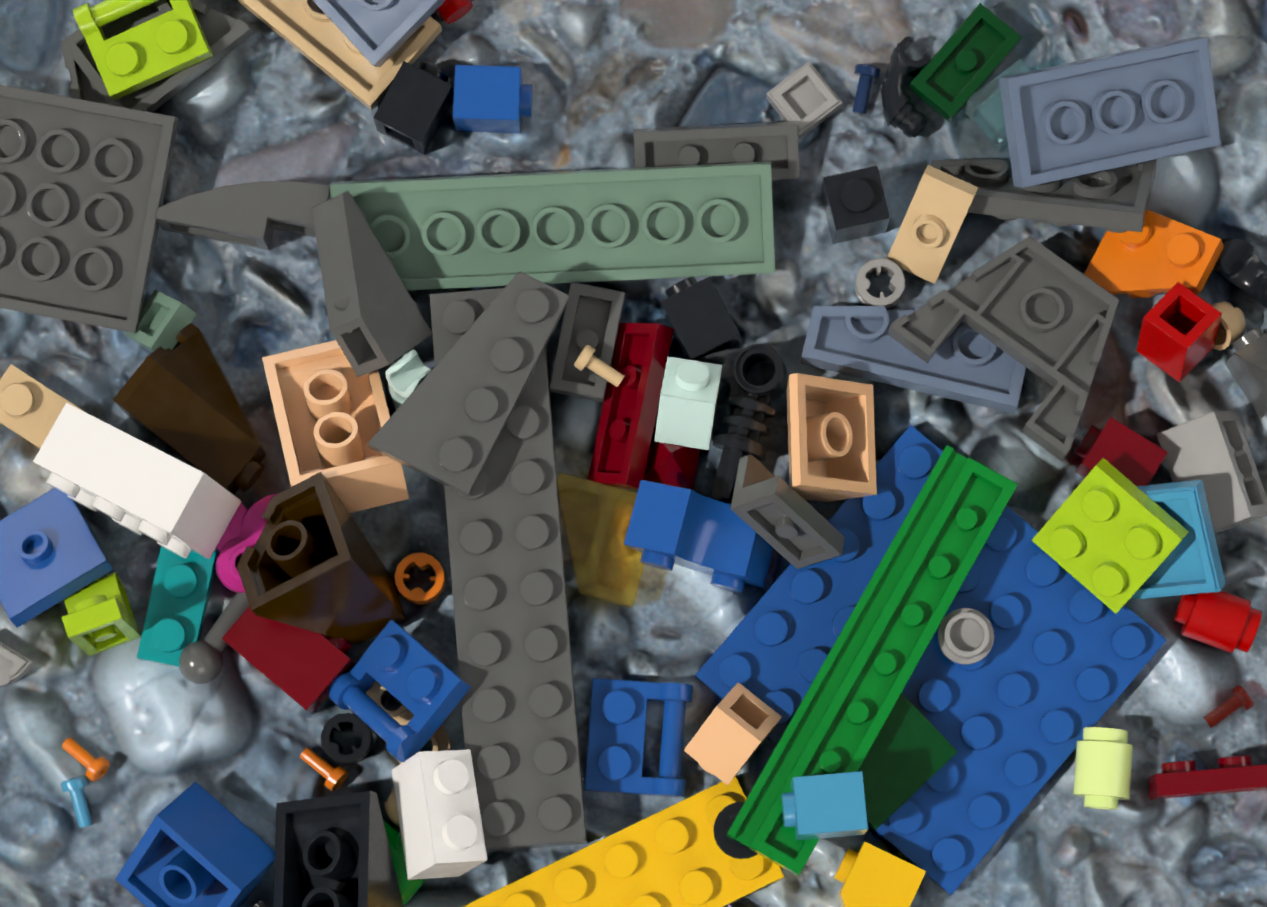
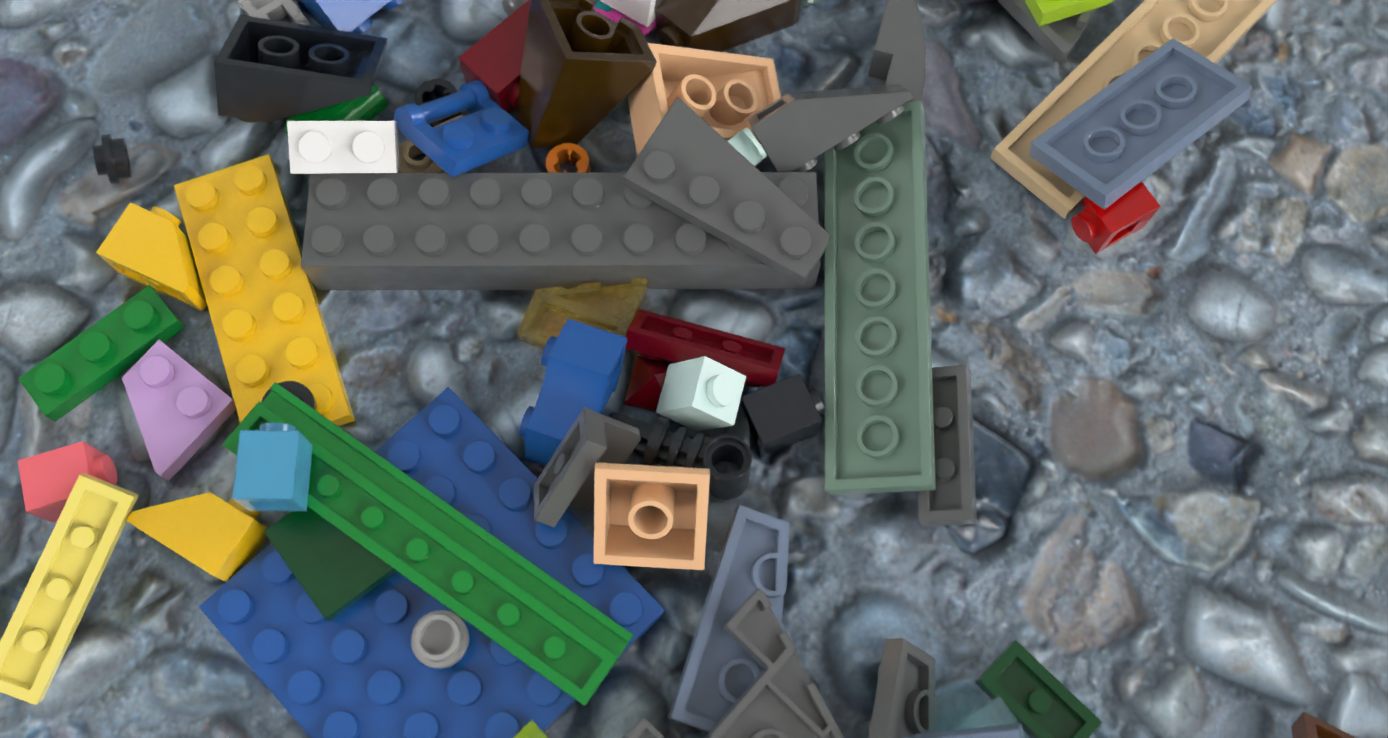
camera: 90 degrees right, 10 degrees down
(333, 776) = (407, 92): orange piece -> none
(415, 106) = (994, 186): black brick -> none
(490, 99) = (1000, 247): blue brick -> none
(588, 360) = (749, 307): tan piece -> none
(592, 320) = (768, 316): dark grey plate -> none
(619, 737) = (401, 320): blue plate -> none
(732, 733) = (383, 409): light nougat brick -> none
(804, 99) = (998, 537): light grey tile -> none
(855, 204) = (890, 571): black brick -> none
(867, 74) = (1025, 601): dark blue piece -> none
(896, 103) = (994, 626): black piece -> none
(896, 283) = (807, 577): light grey bush -> none
(932, 224) = (867, 646): tan plate -> none

